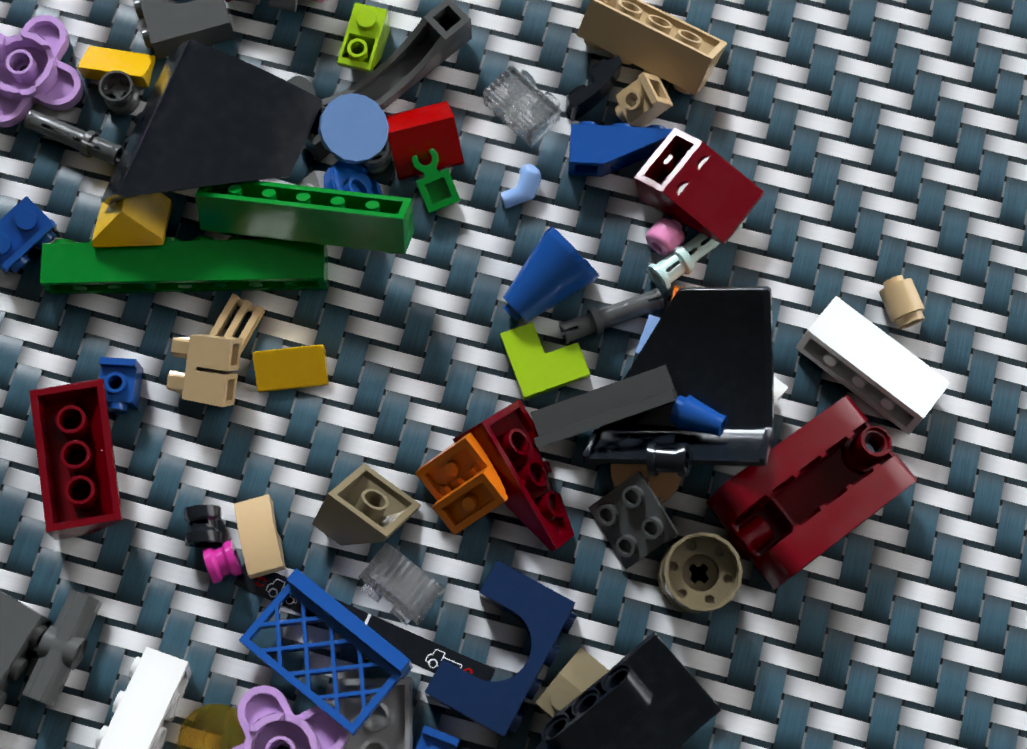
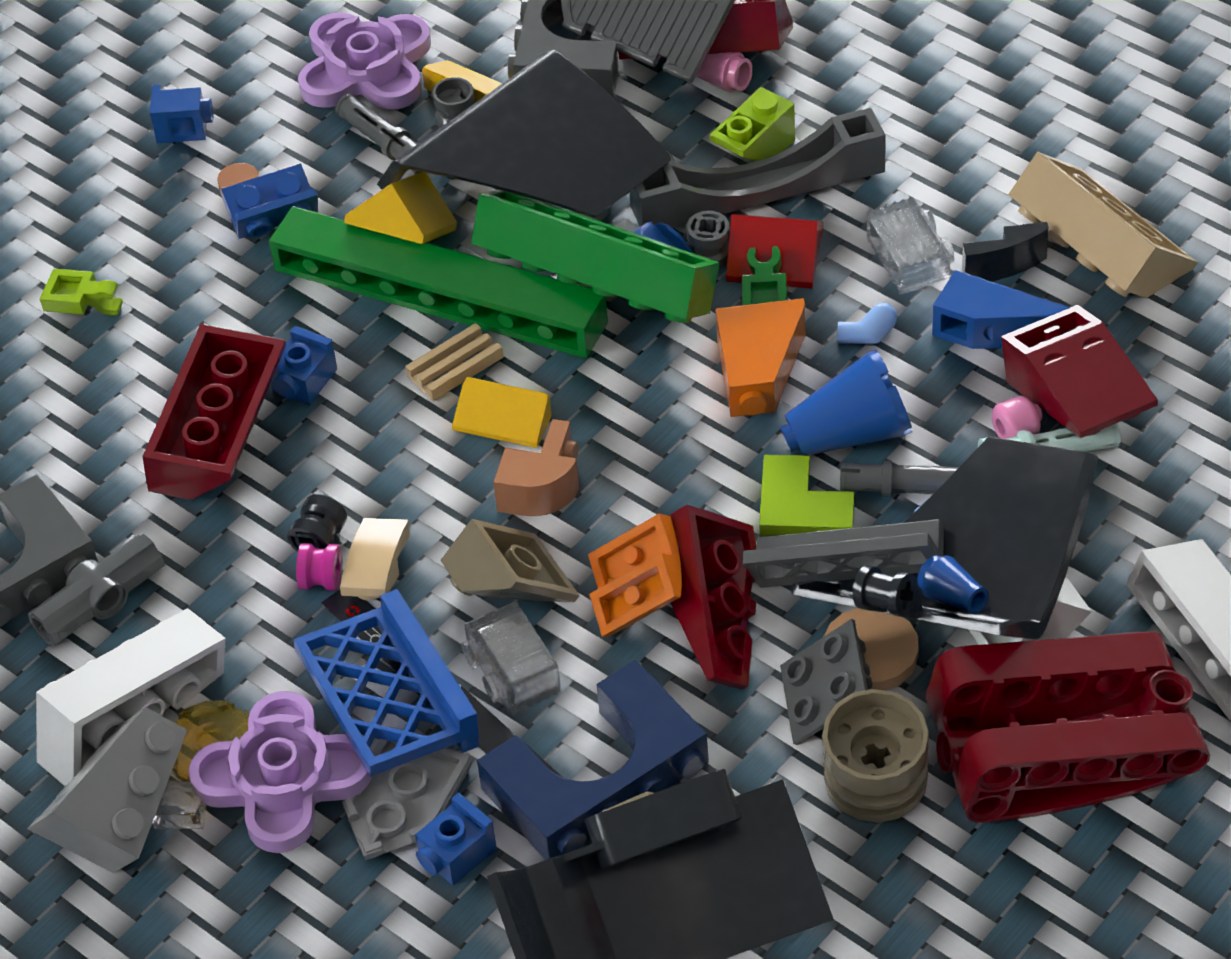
camera: 30 degrees right, 25 degrees down
(202, 384) = (407, 374): tan hips -> none
(347, 423) = (539, 482): none -> nougat brick
(353, 128) = (693, 194): medium blue tile -> none
(455, 246) = (758, 352): none -> orange slope
(650, 97) = (1058, 275): tan brick -> none

